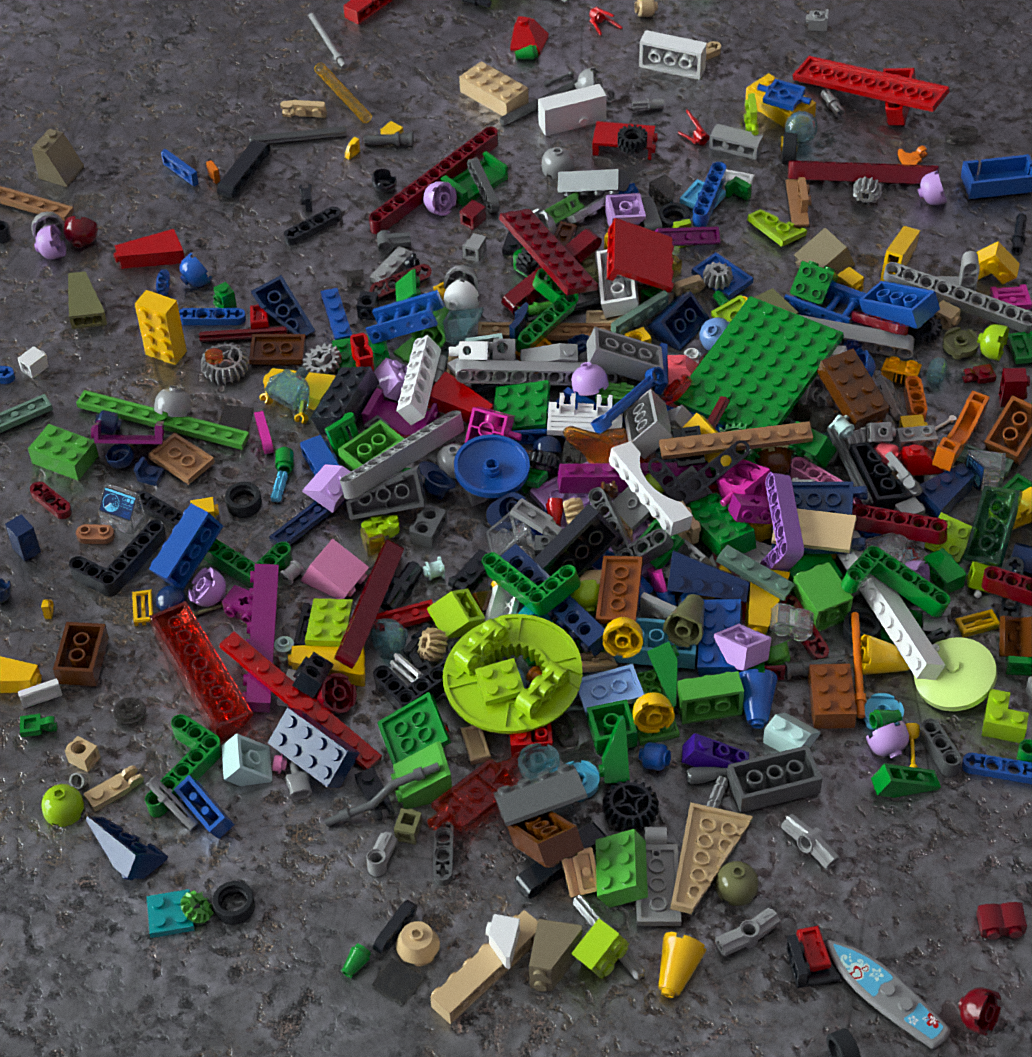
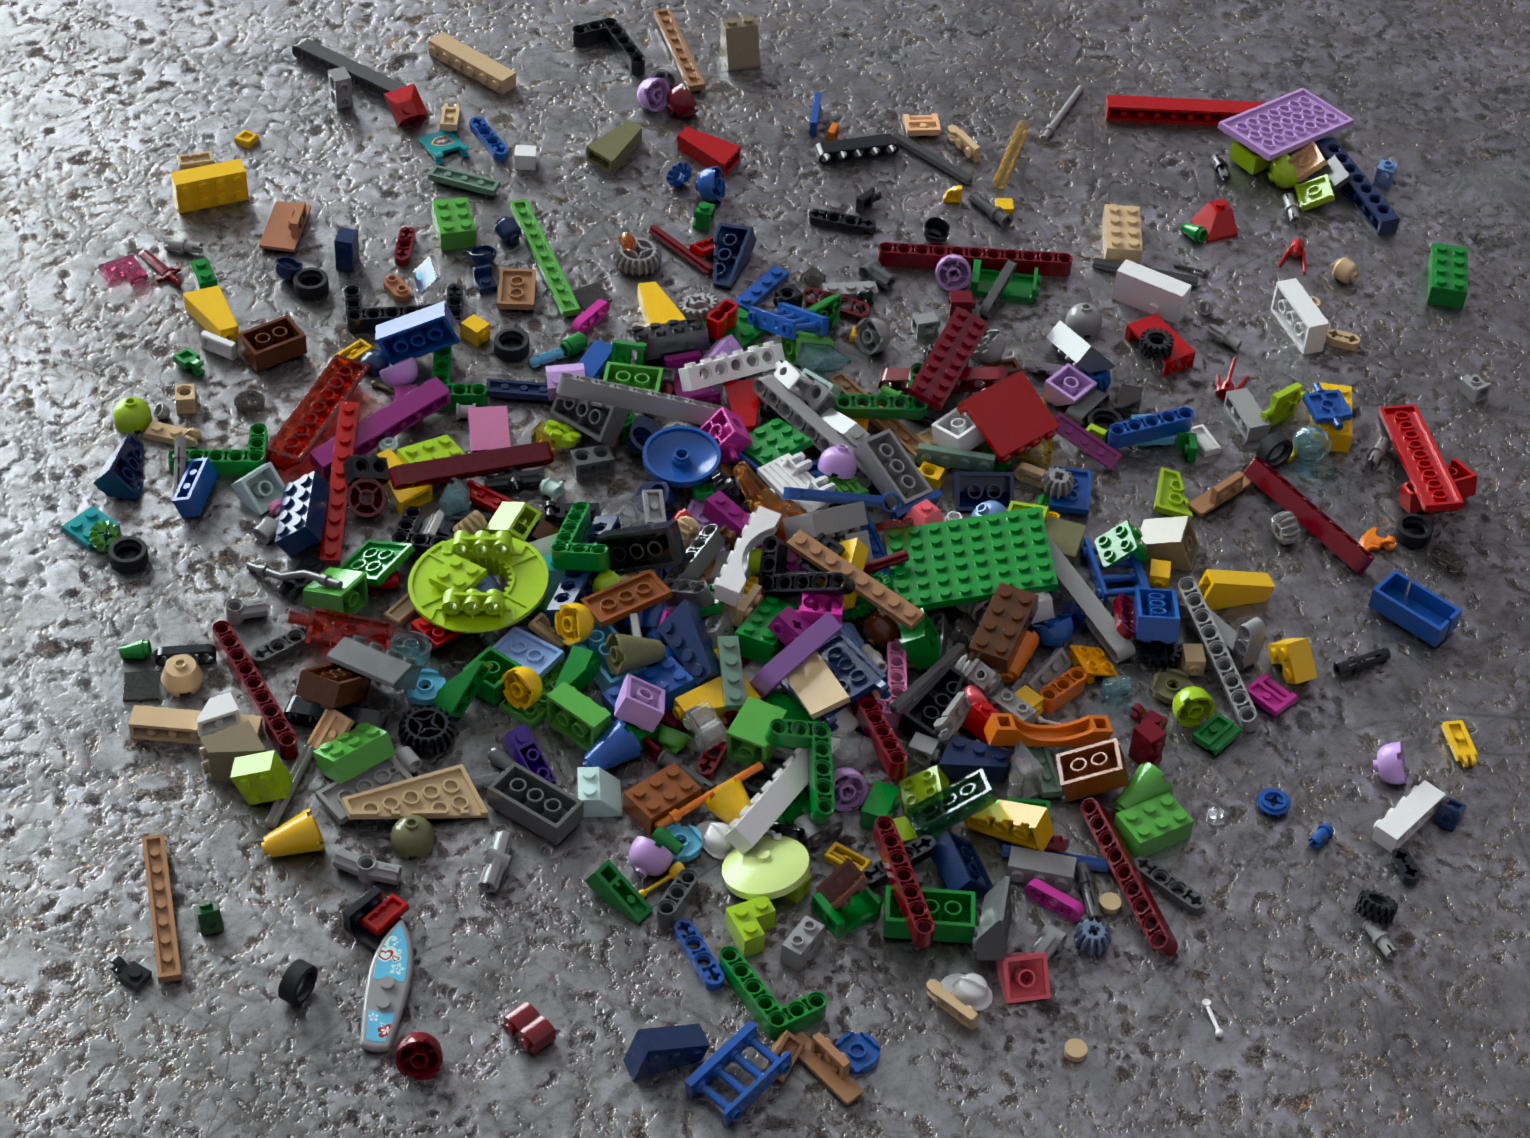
camera: 45 degrees right, 5 degrees down
(26, 576) = (310, 292): none -> black tyre
(47, 608) = (301, 303): yellow tile -> none
(158, 438) = (484, 227): magenta panel -> none
(160, 327) = (618, 193): yellow brick -> none
(173, 401) = (561, 249): light grey cylinder -> none
(211, 314) = (666, 211): blue beam -> none
(256, 118) = (922, 125): none -> light nougat plate
(277, 349) = (685, 276): reddish brown plate -> none
(289, 390) = (639, 302): clear light blue torso -> none
(408, 826) = (281, 607): olive brick -> none
(461, 296) = (850, 342): white cylinder -> none
(470, 892) = (255, 690): none -> dark red beam
(520, 321) = (869, 387): dark blue slope -> none
(564, 209) = (1028, 350): bright green plate -> none
(588, 78) = (1203, 286): light grey cylinder -> none
(655, 756) = (491, 719): blue head -> none
(842, 426) = (959, 646): light aqua brick -> none
(896, 684) = (714, 840): none -> white piece
(922, 125) = (1415, 521): none -> black tyre
(932, 189) = (1343, 572): lavender cylinder -> none

